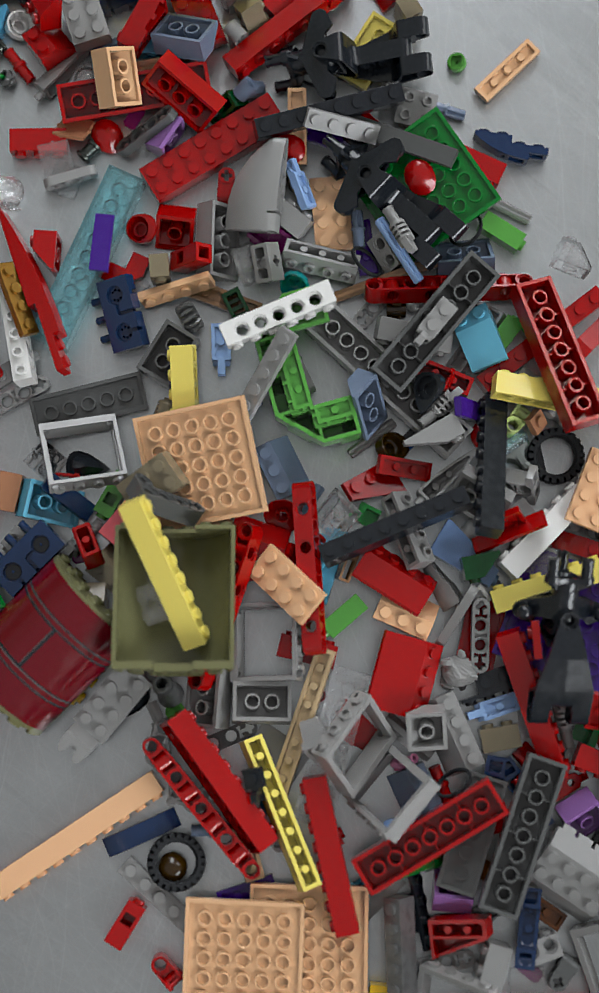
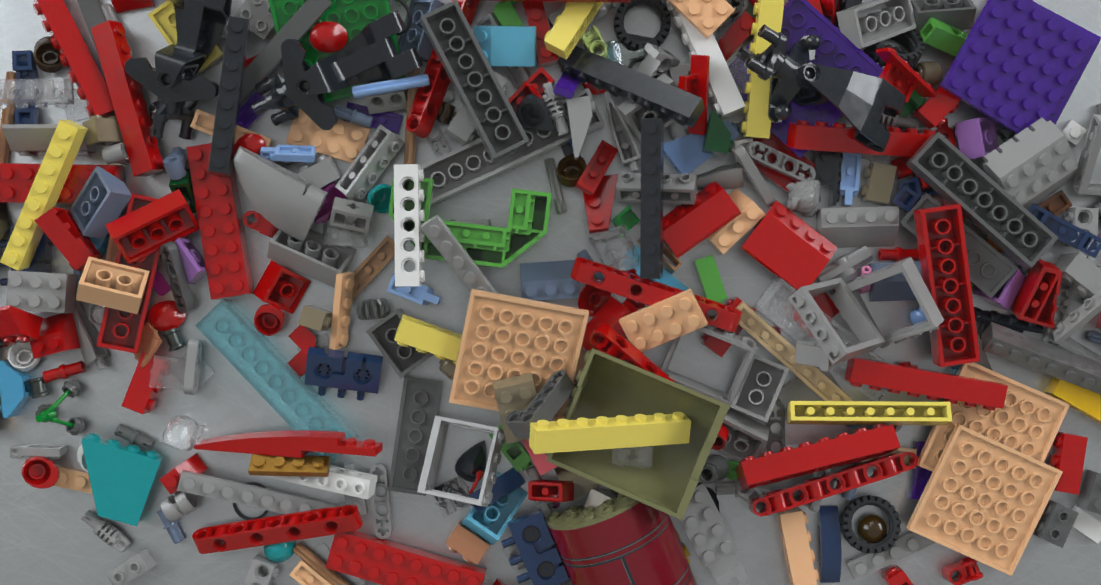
camera: 60 degrees left, 5 degrees up
(47, 248) = (252, 415): red slope -> none
(101, 242) = (268, 363): dark purple tile -> none
(191, 257) = (317, 284): red brick -> none
(225, 295) = (365, 266): dark green slope -> none
(254, 780) = (833, 424): black plate -> none
(341, 125) = (248, 90): light grey plate -> none
(361, 267) = (390, 128): black piece -> none
(367, 401) = (522, 175): sand blue slope -> none
(400, 230) = (372, 76): light grey hinge -> none
(427, 728) = (847, 246): light grey slope -> none
(435, 321) = (474, 79): light grey hinge -> none
(446, 796) = (919, 242): black piece -> none
(533, 634) = (804, 111): red wing -> none
(536, 421) = (604, 26): nougat plate -> none

